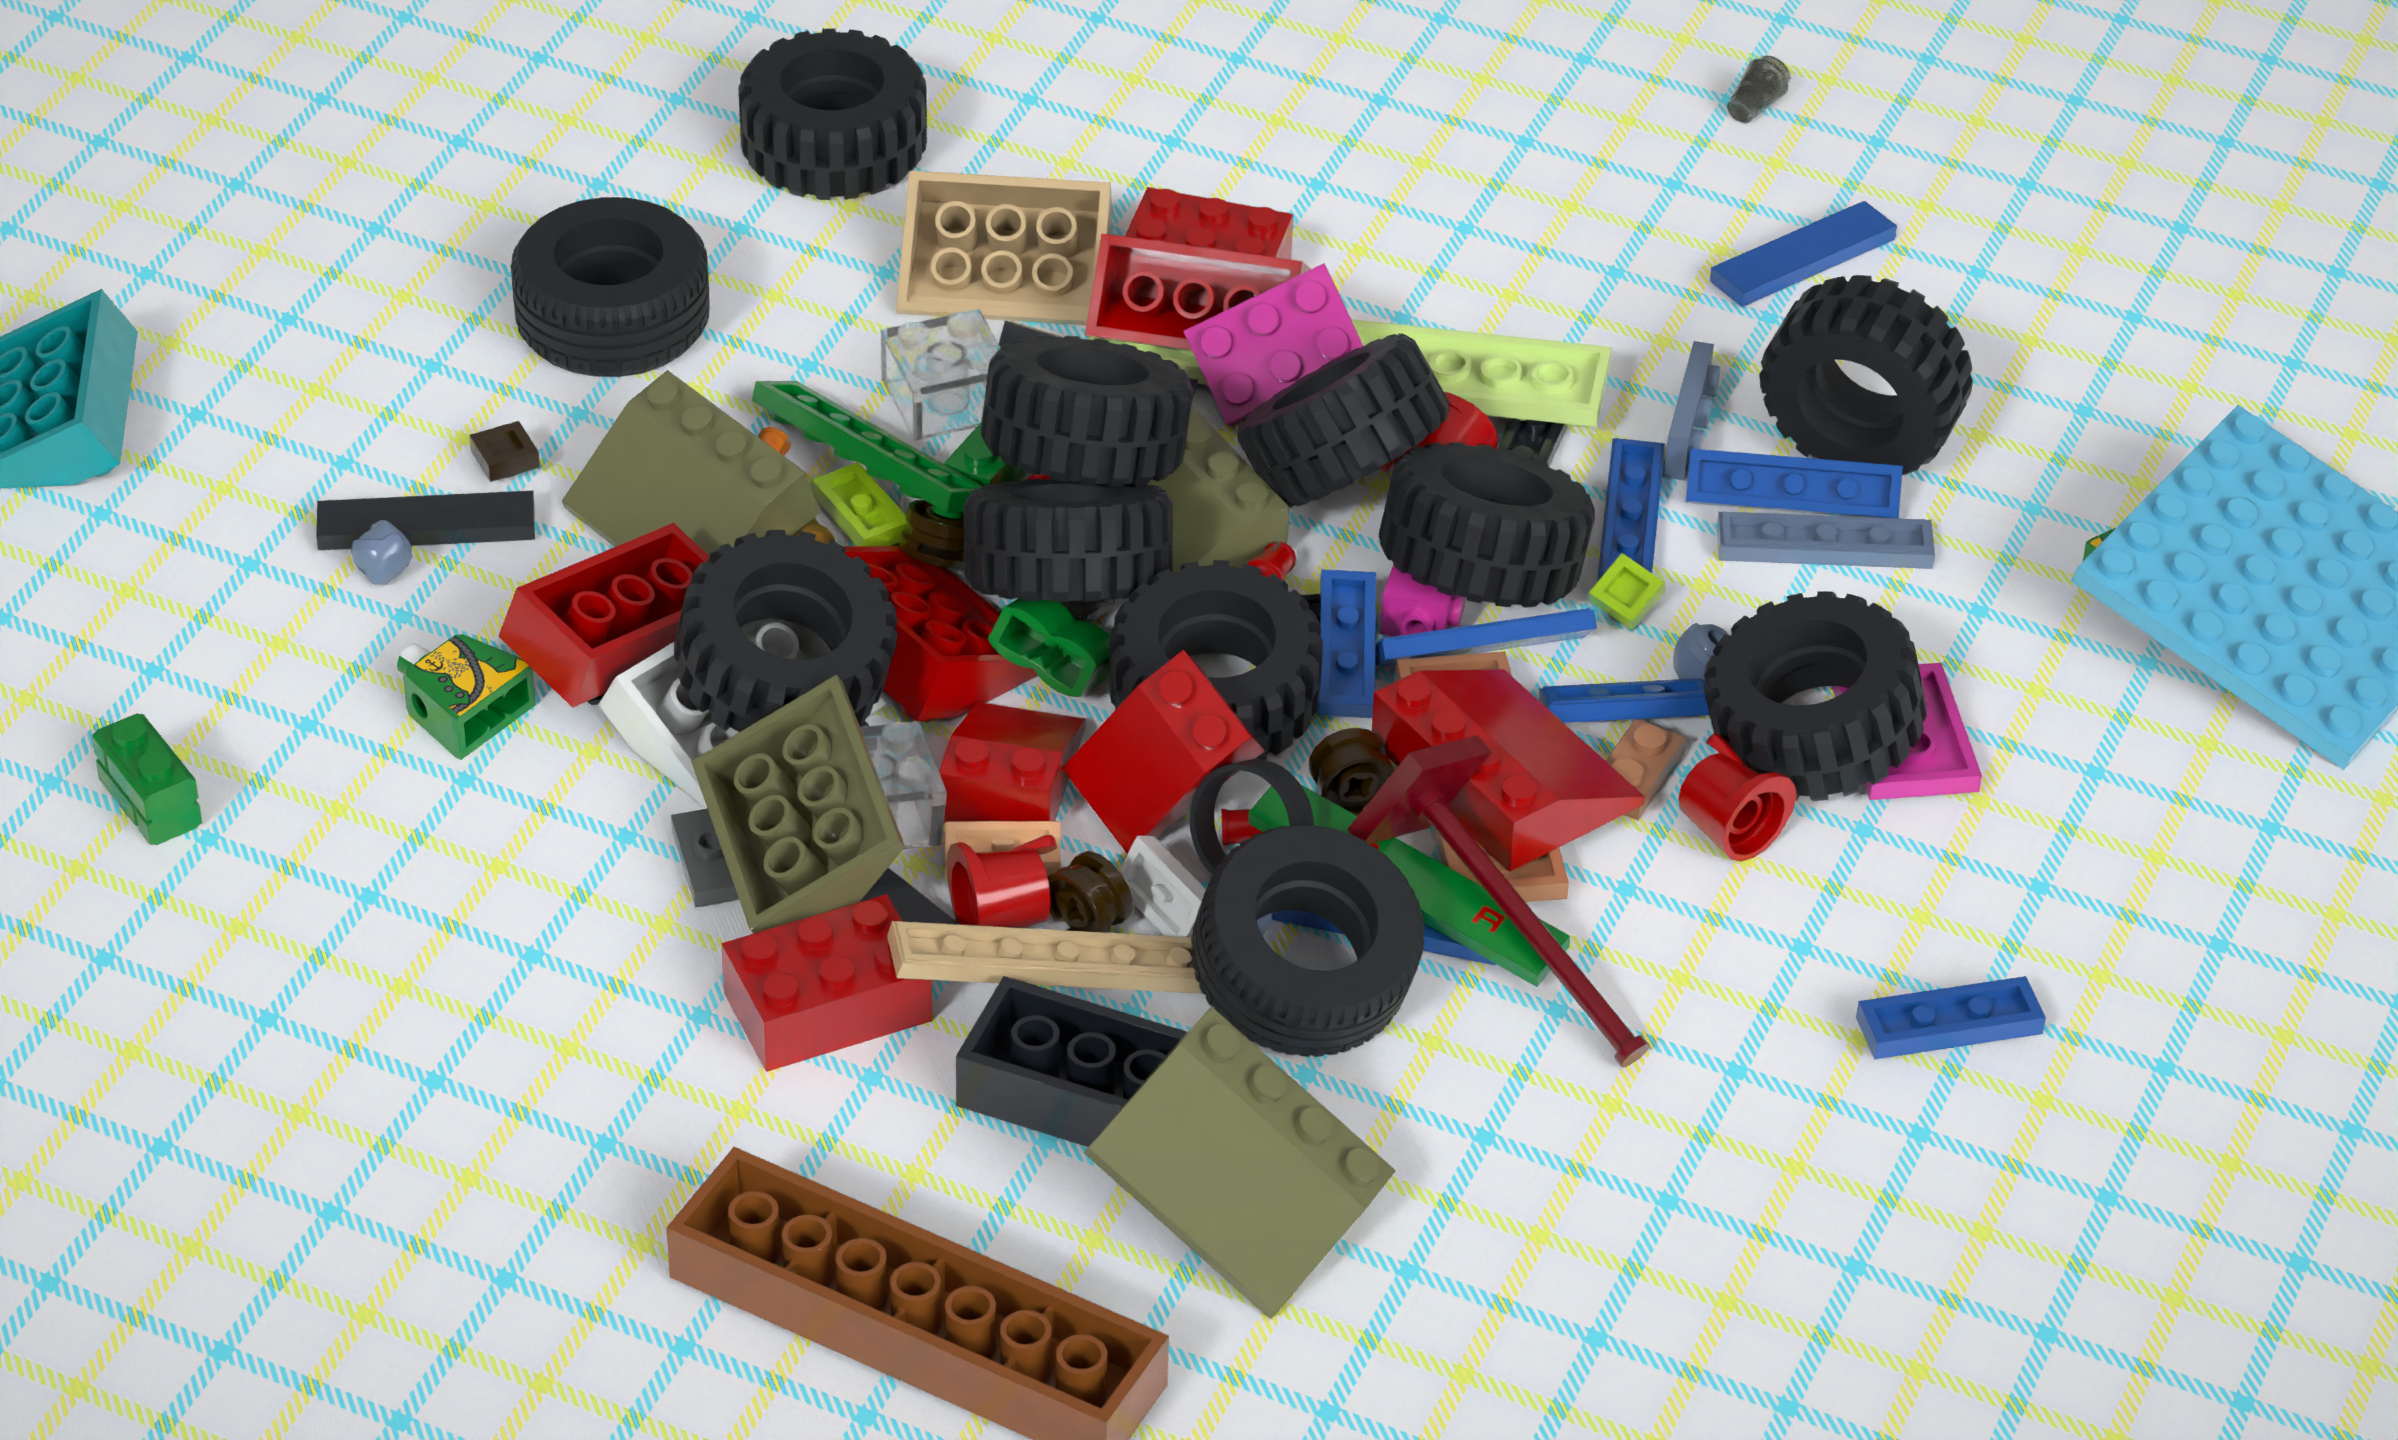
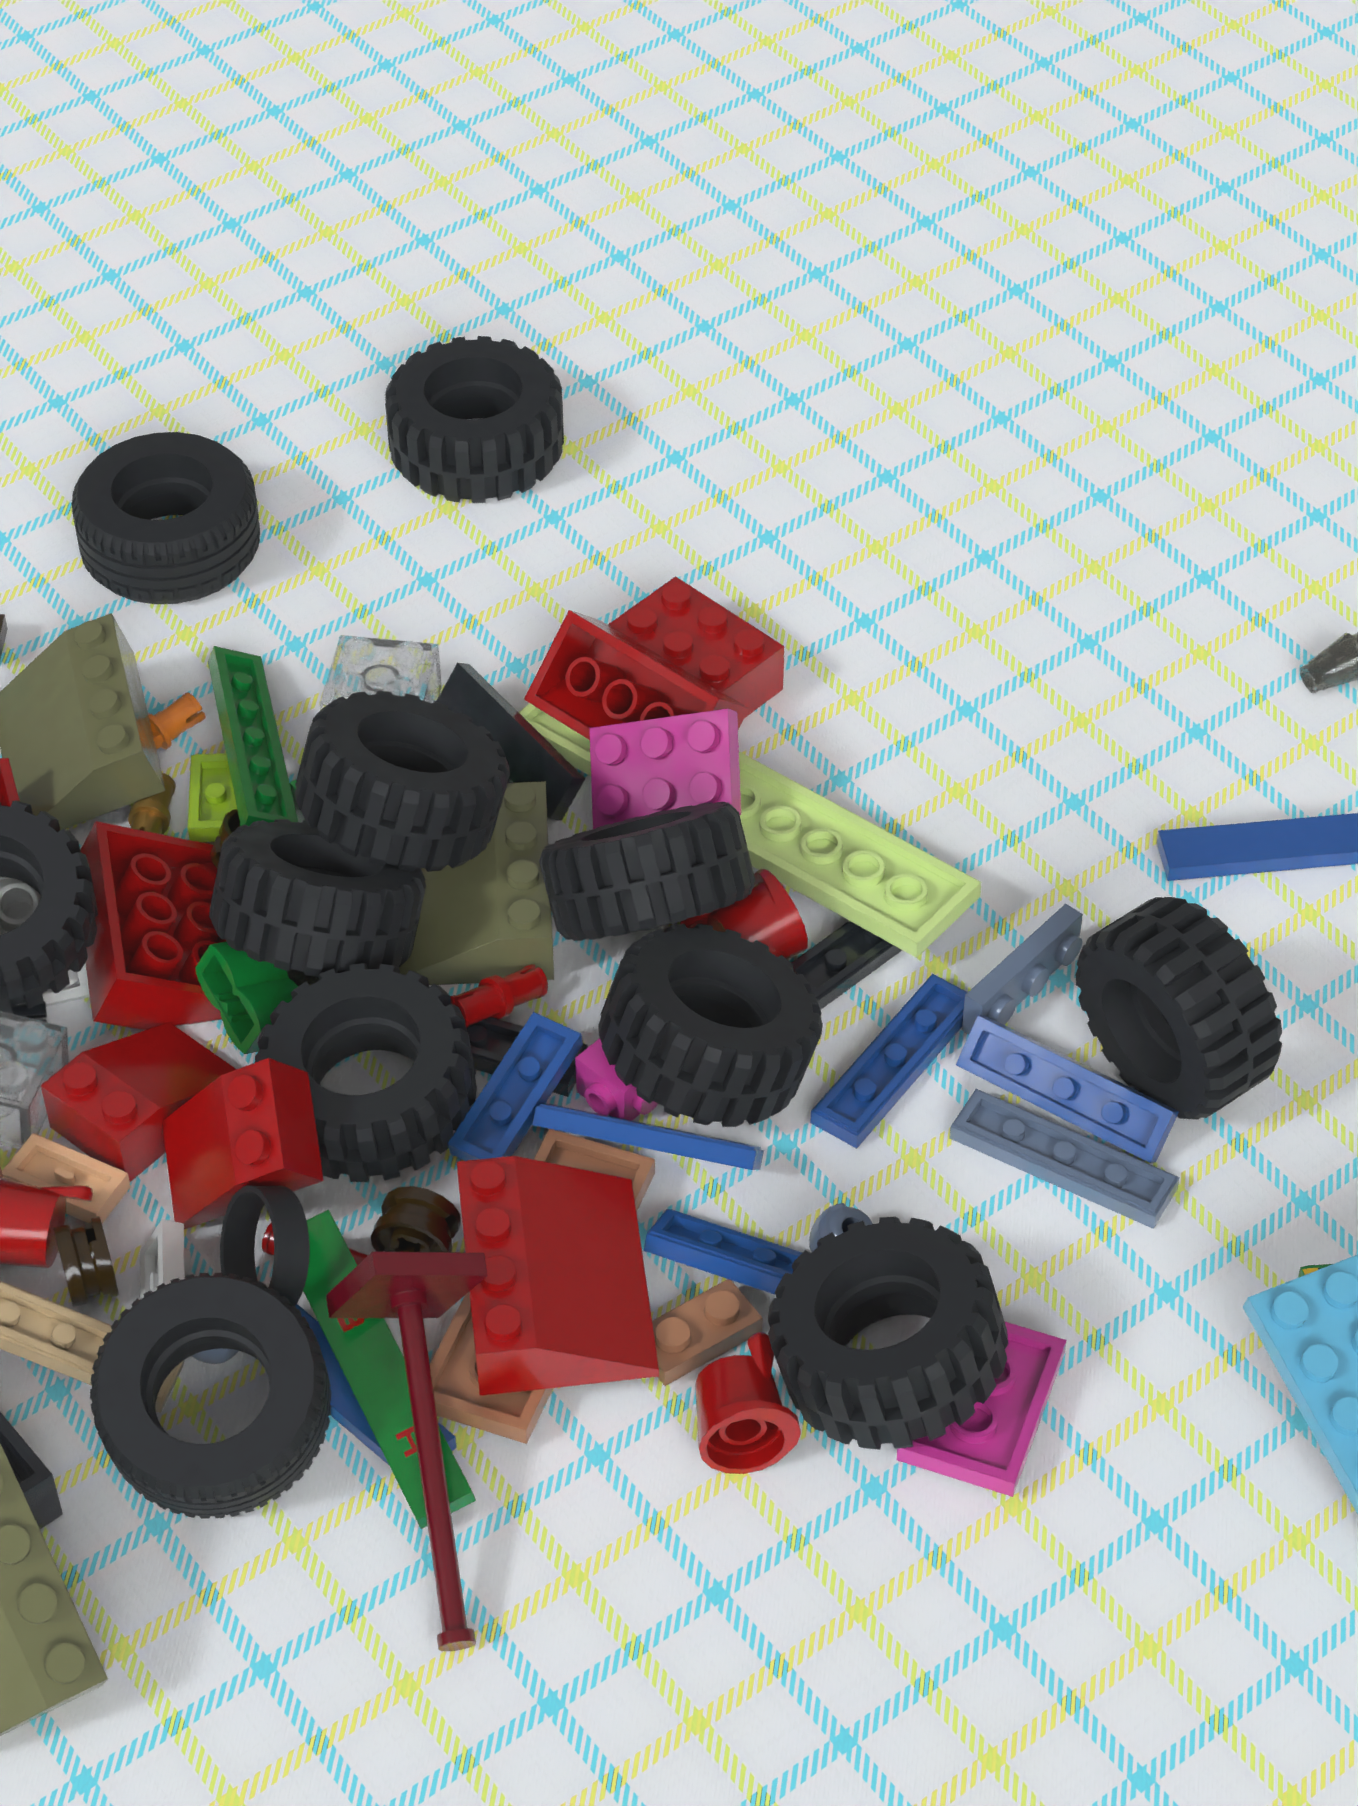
camera: 30 degrees right, 5 degrees up
(1001, 246) = (512, 580): tan slope -> none
(1627, 591) = (820, 1140): lime plate -> none
(1950, 1017) = (788, 1744): blue plate -> none

